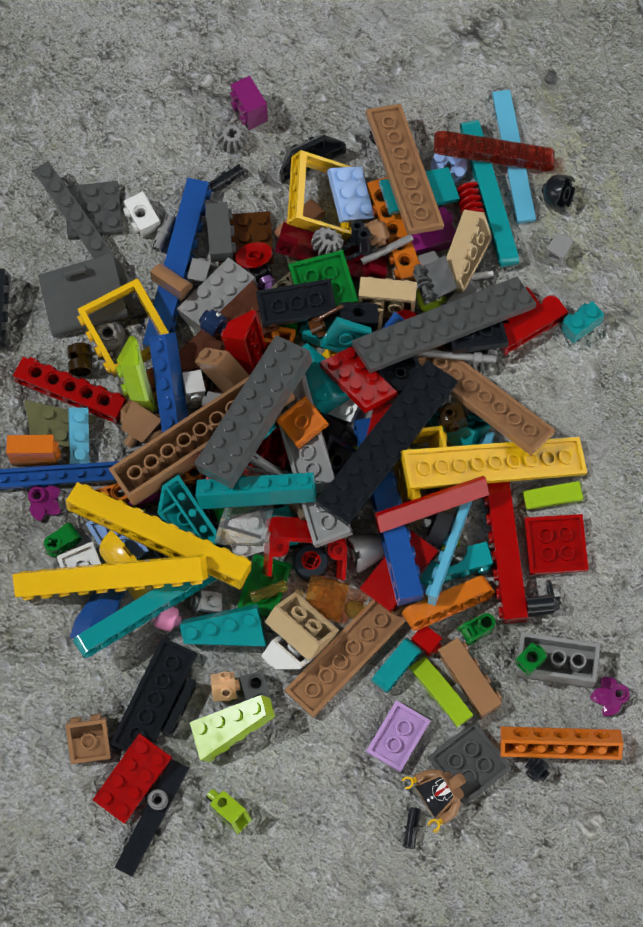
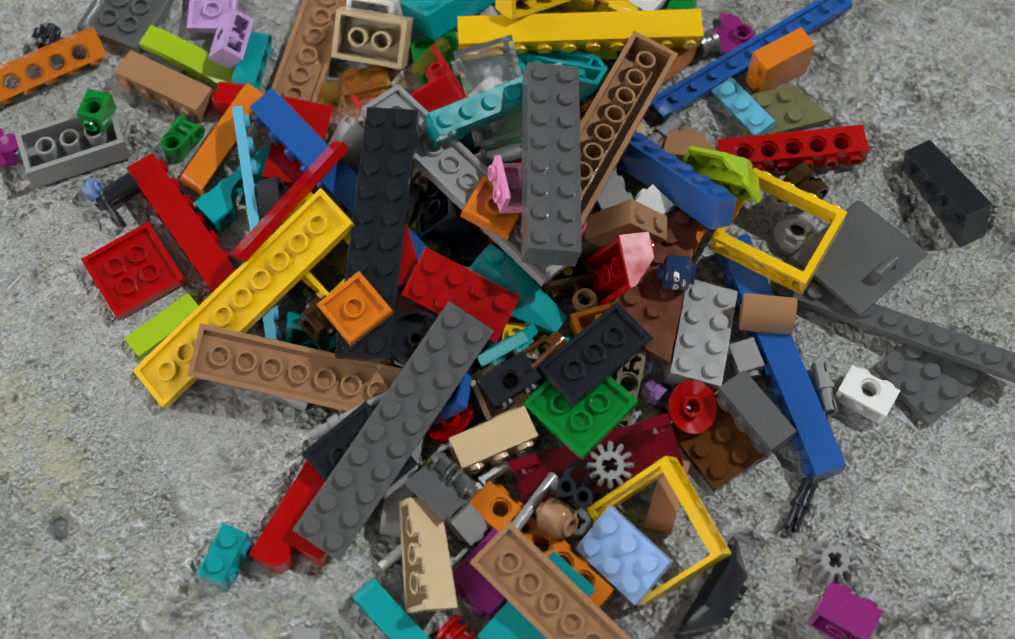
camera: 150 degrees right, 5 degrees down
(285, 426) = (507, 185): none -> bright pink bracket
(404, 679) = (231, 38): none -> lavender brick
(431, 395) = (355, 308): none -> orange tile
(557, 621) = (92, 188): none -> medium blue plate

